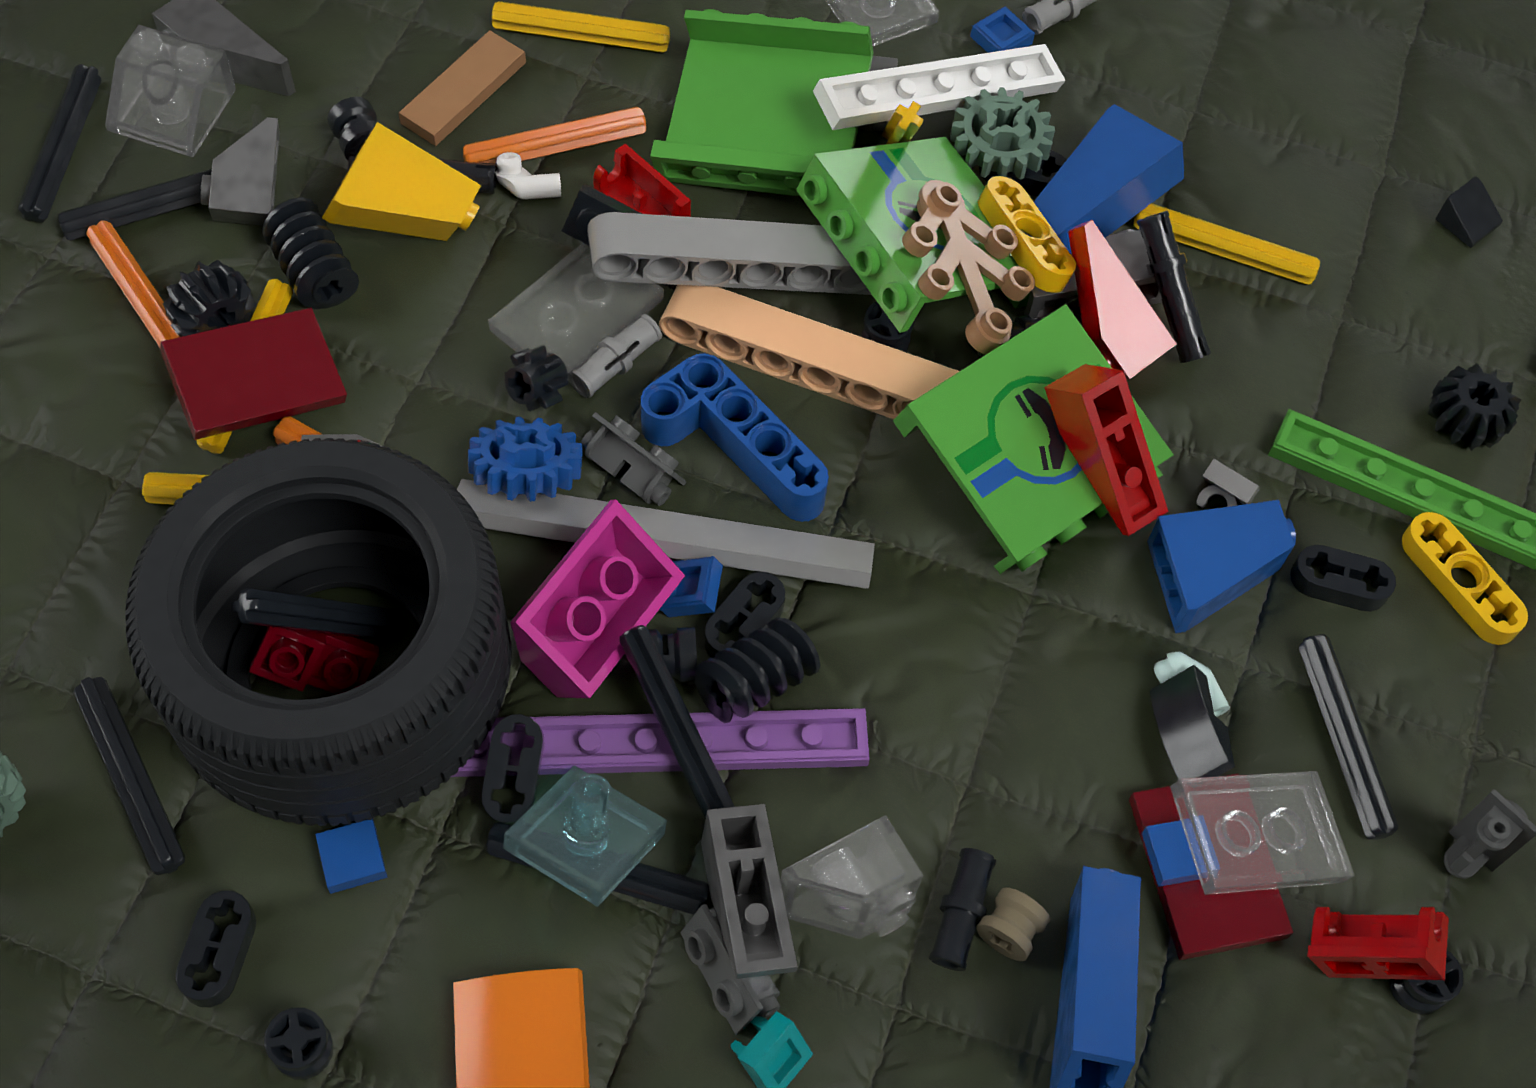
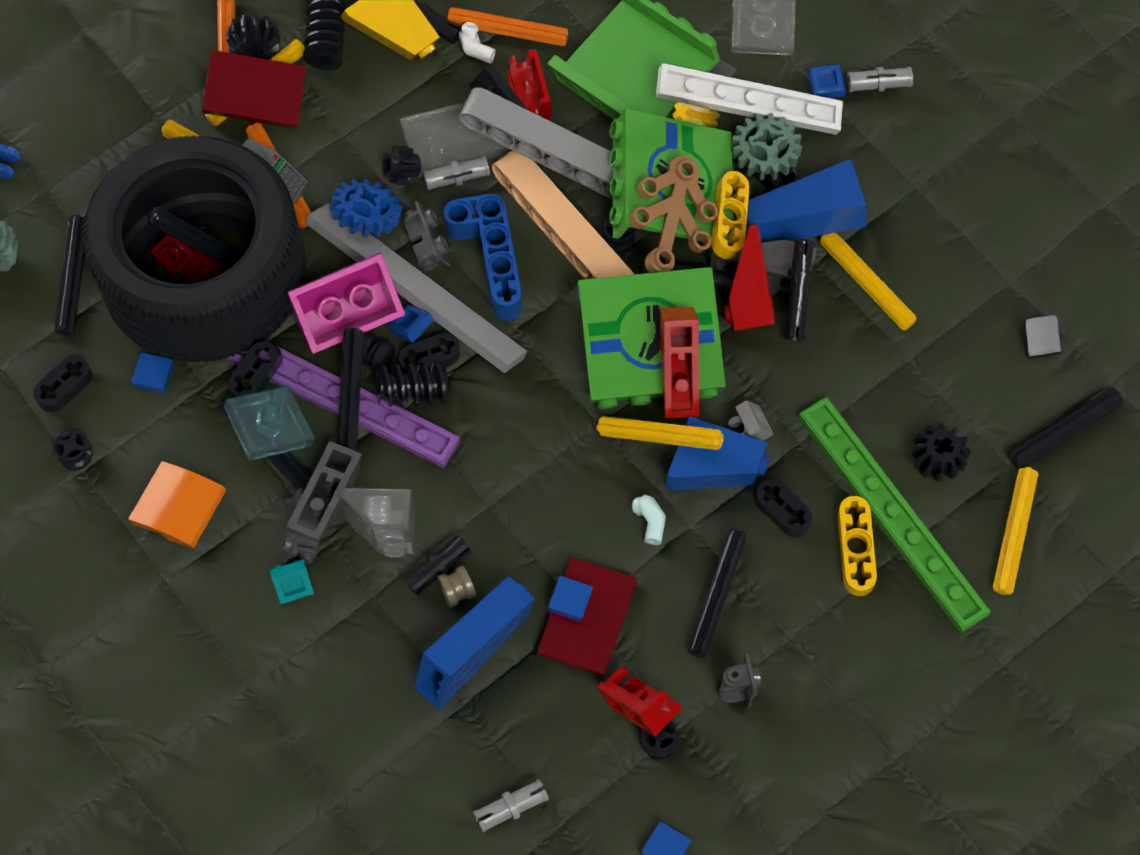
camera: 35 degrees right, 5 degrees up
(1138, 557) = (660, 432): none -> yellow axle
(1189, 729) = (622, 540): black slope -> none
(1261, 832) = (623, 613): clear tile -> none

